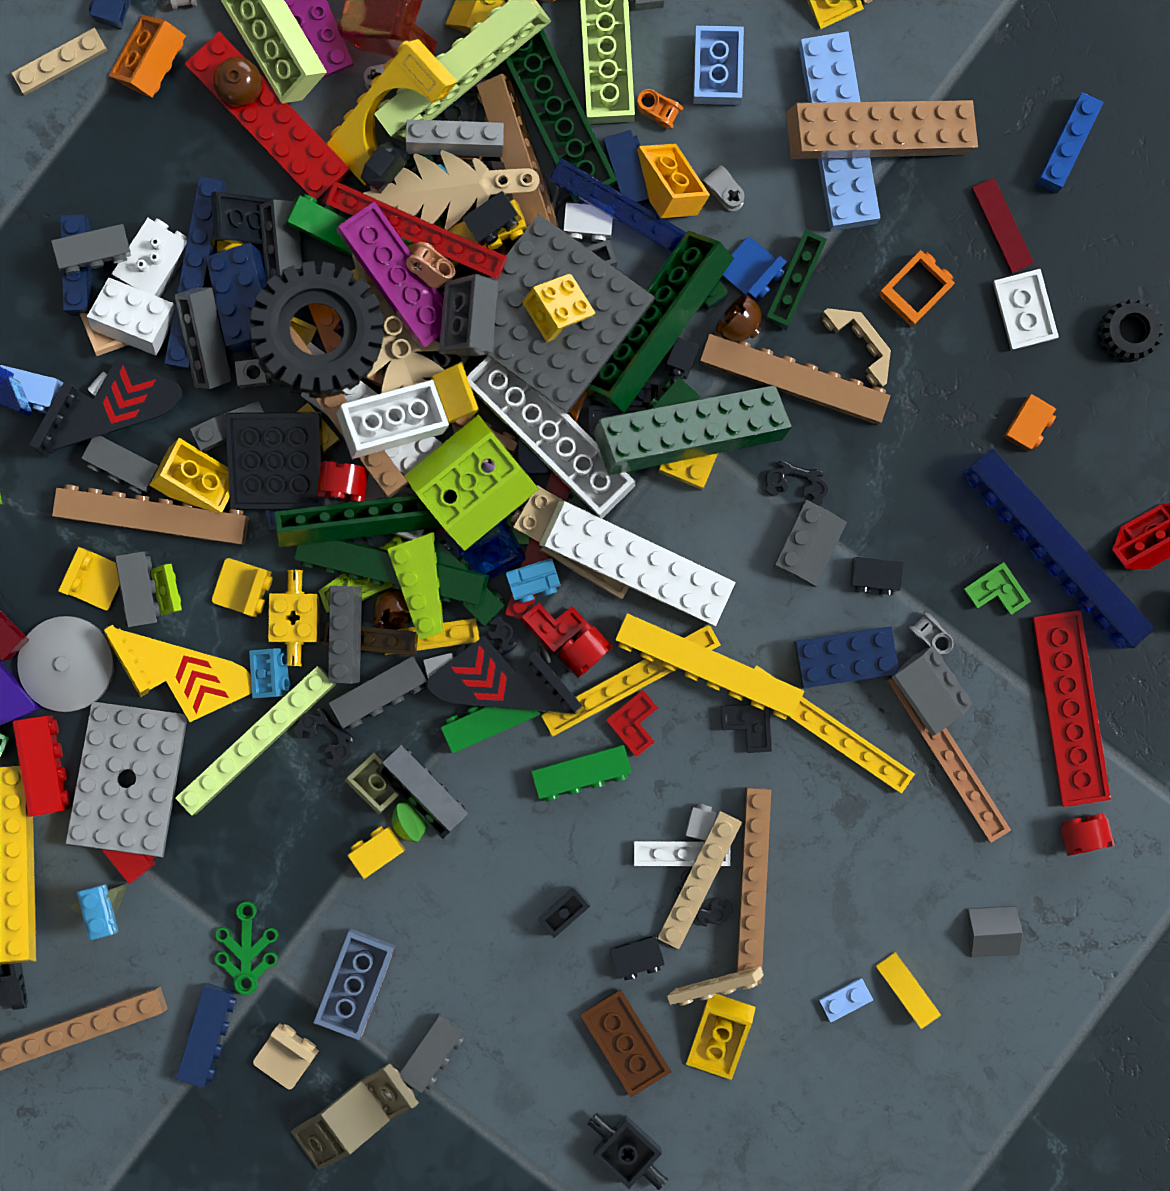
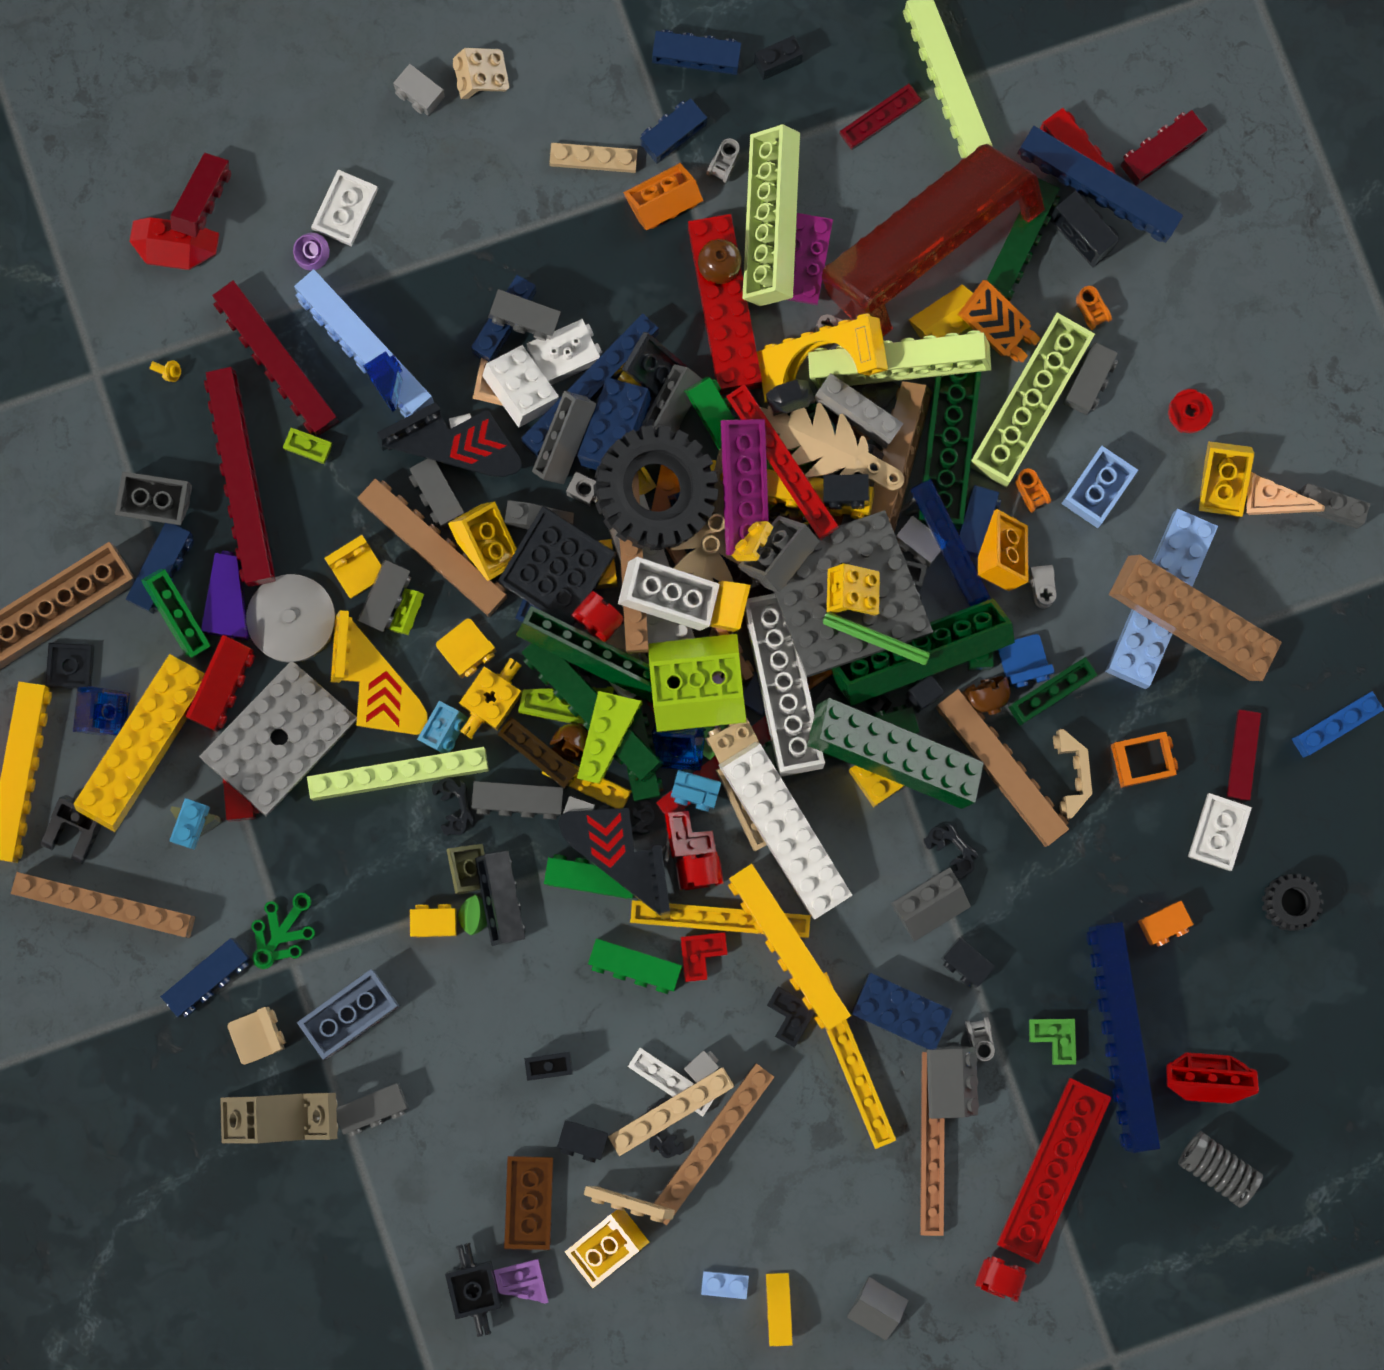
camera: 25 degrees right, 5 degrees down
(345, 634) = (522, 736): dark grey brick -> none
(431, 266) = (775, 497): nougat piece -> none
(436, 329) = (748, 546): none -> yellow wing
(607, 336) = (876, 638): none -> bright green axle
(665, 1115) = (522, 1281): none -> medium lavender wing

